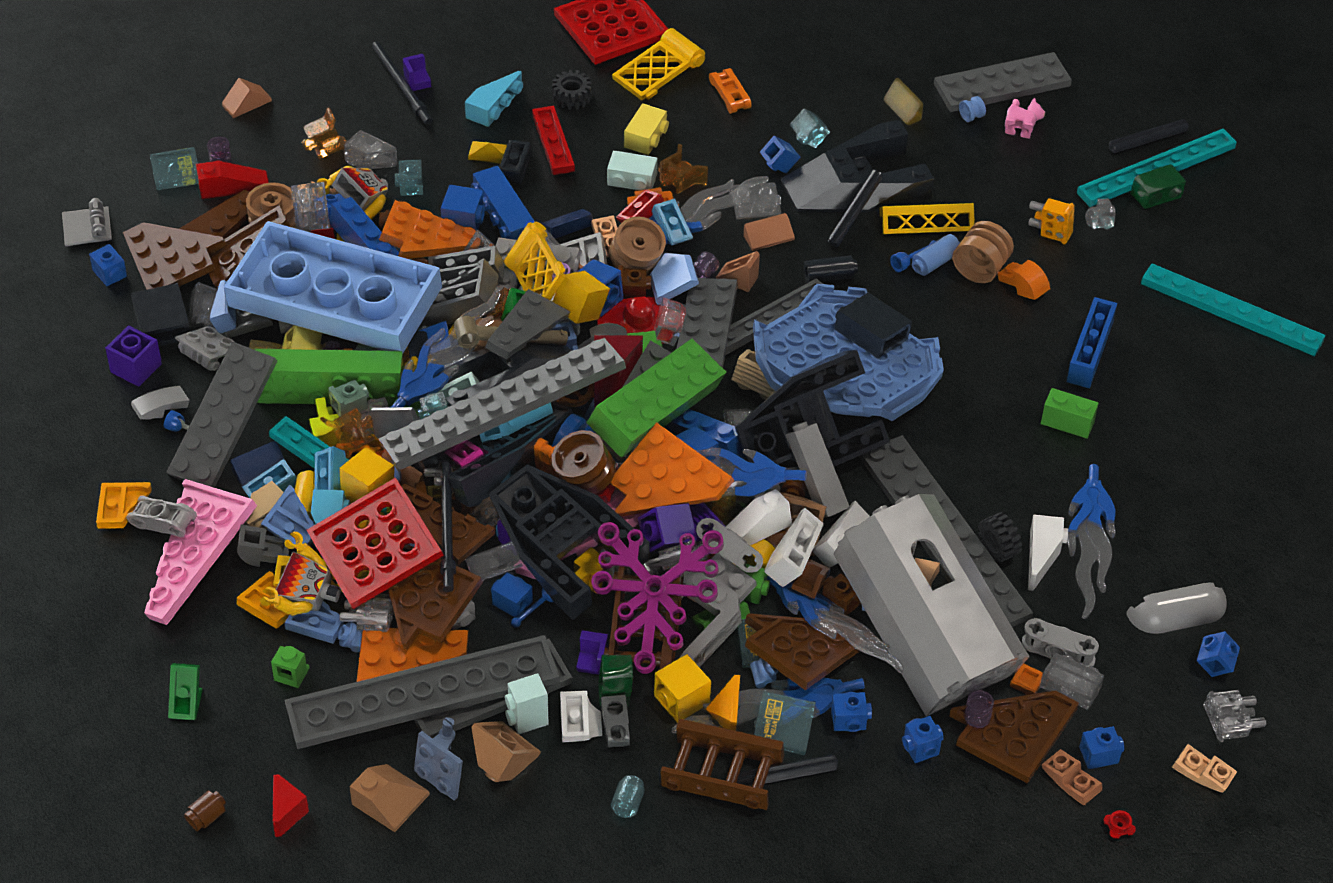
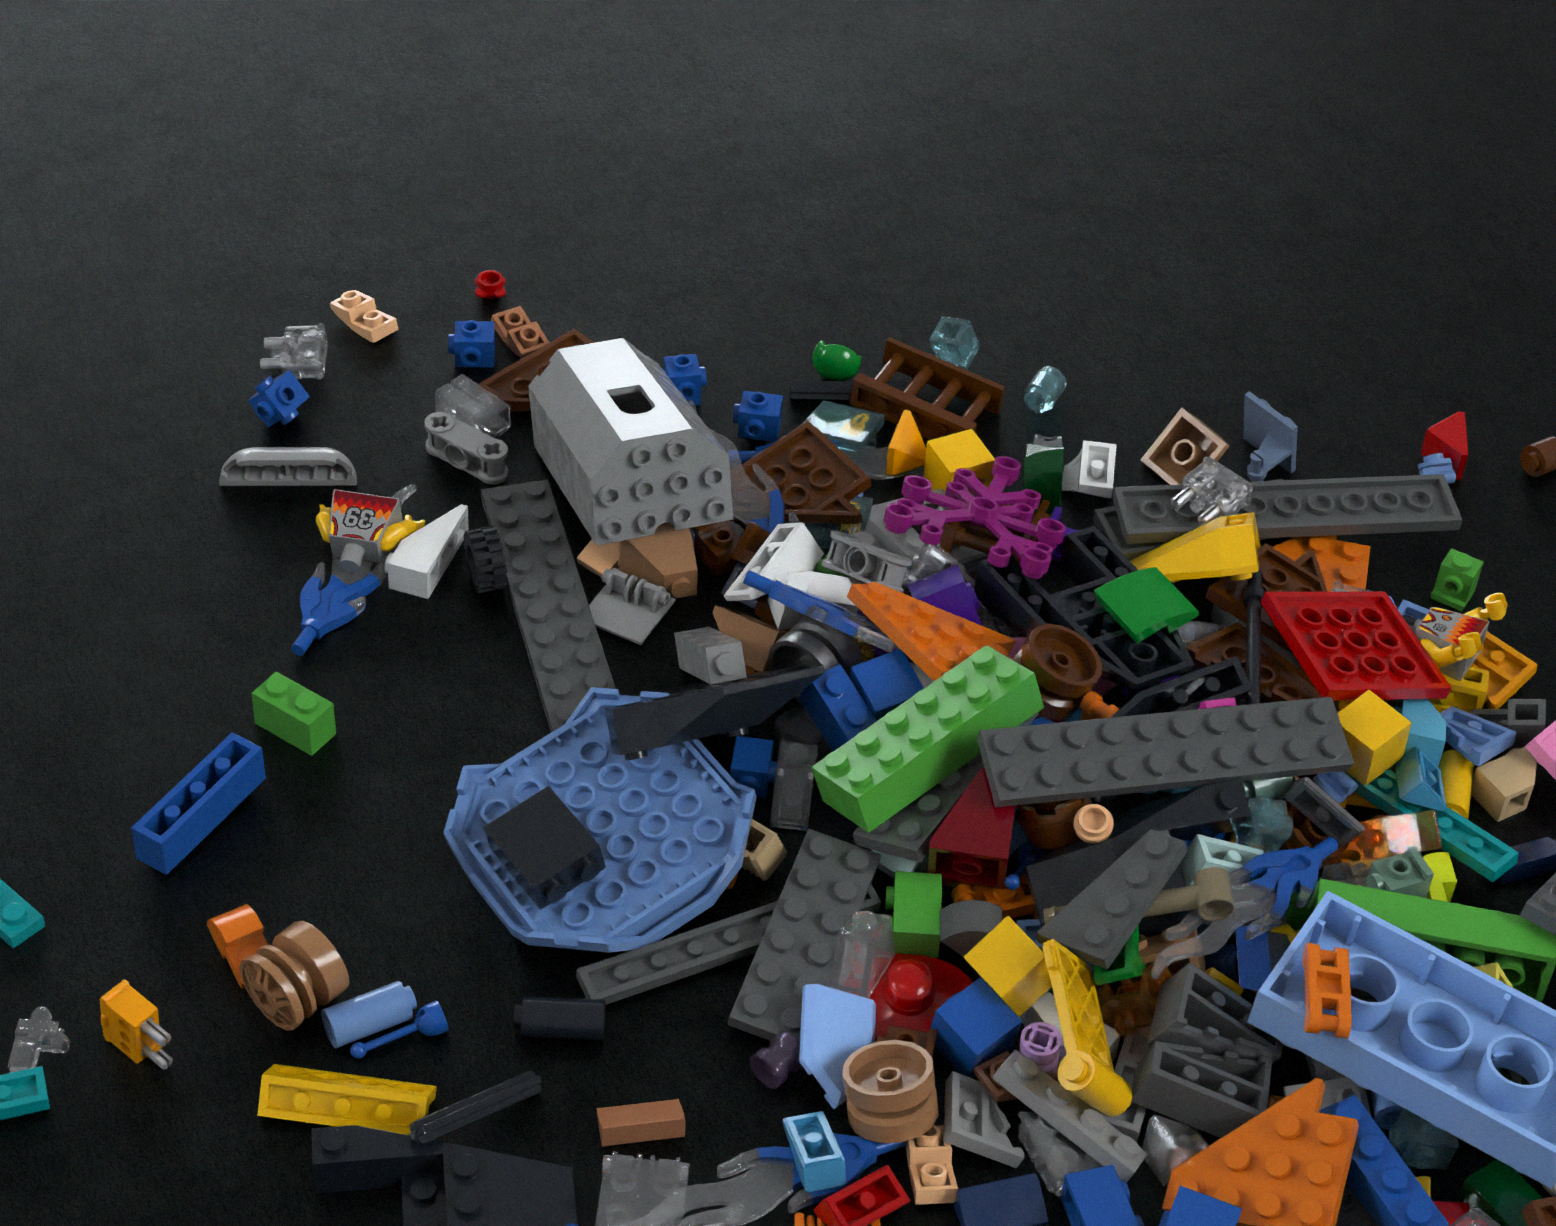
camera: 170 degrees left, 5 degrees down
(279, 473) = (1509, 827): dark azure slope -> none
(301, 780) = (1437, 464): none -> medium blue plate
(387, 795) = (1334, 440): medium nougat slope -> none
(400, 266) = (1327, 988): none -> orange plate
(482, 671) = (1214, 491): none -> clear piece
(490, 610) = (1212, 550): none -> yellow wedge
(526, 524) = (1145, 603): none -> green slope
(527, 704) = (1157, 462): light aqua brick -> none
(542, 358) = (1093, 823): none -> light nougat plate
(710, 823) = (955, 341): none -> clear light blue brick
(743, 269) = (716, 1039): nougat slope -> none
(805, 786) = (835, 361): none -> green hair
(829, 542) = (692, 603): white slope -> none
(1027, 680) = (518, 432): orange tile -> none
(1096, 544) = (363, 527): none -> torso

